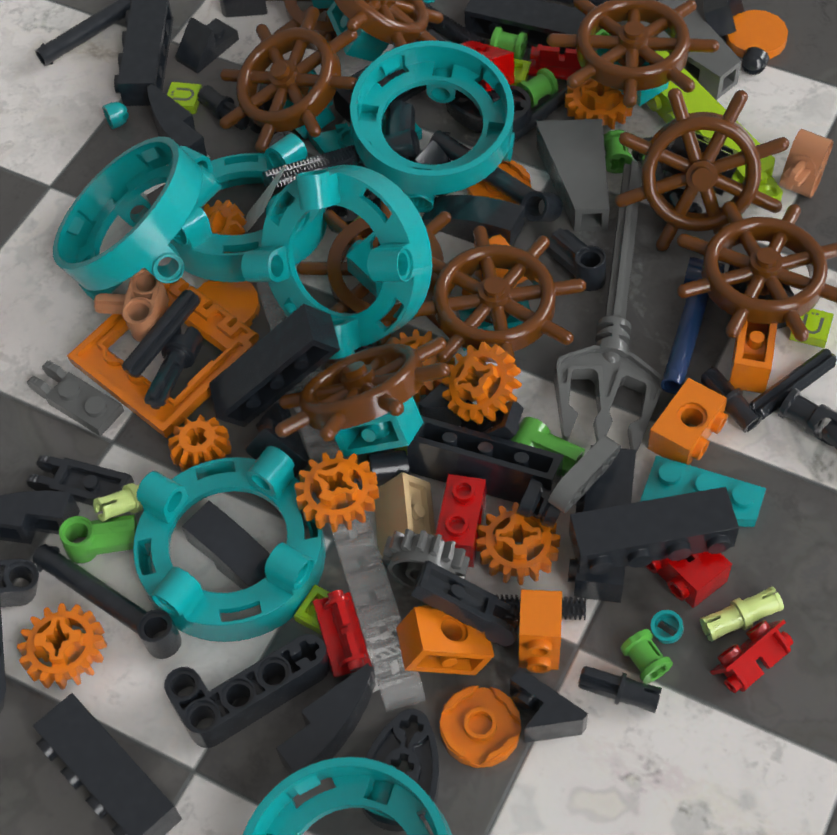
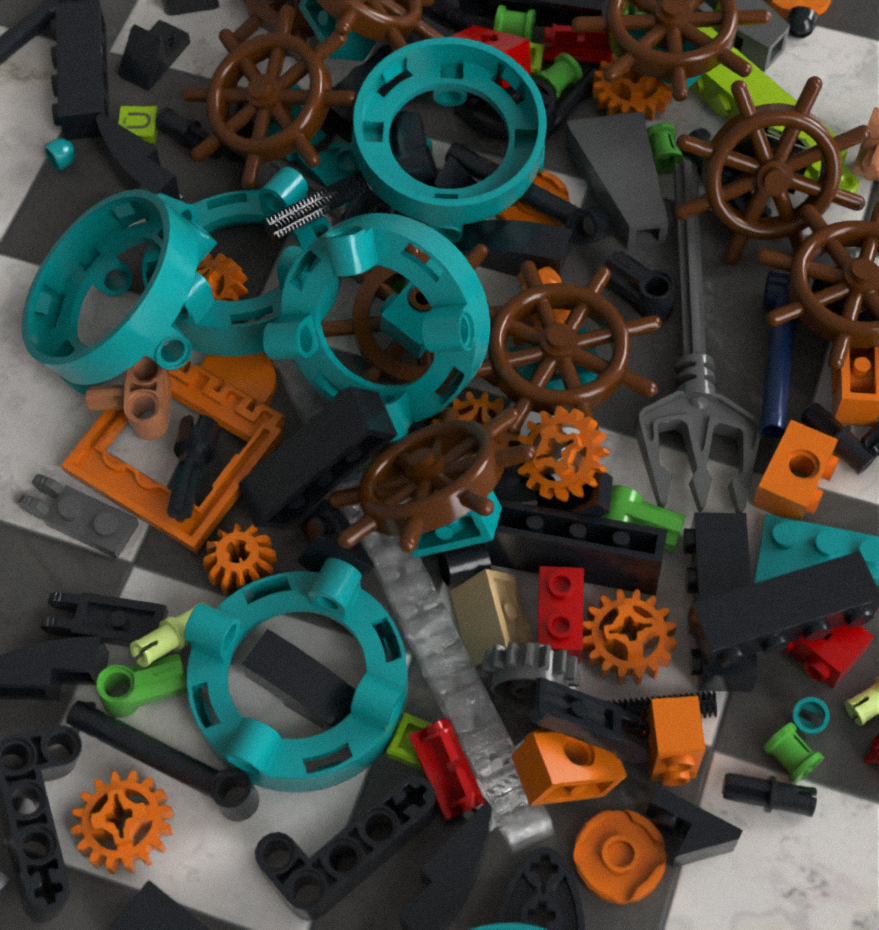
camera: 10 degrees left, 5 degrees up
(161, 333) = (172, 429): black axle -> none
(260, 205) = (266, 257): white sticker -> none
(338, 494) = (429, 615): orange gear -> none
(528, 506) = (652, 590): black wheel -> none
(584, 474) = (699, 552): dark grey beam -> none

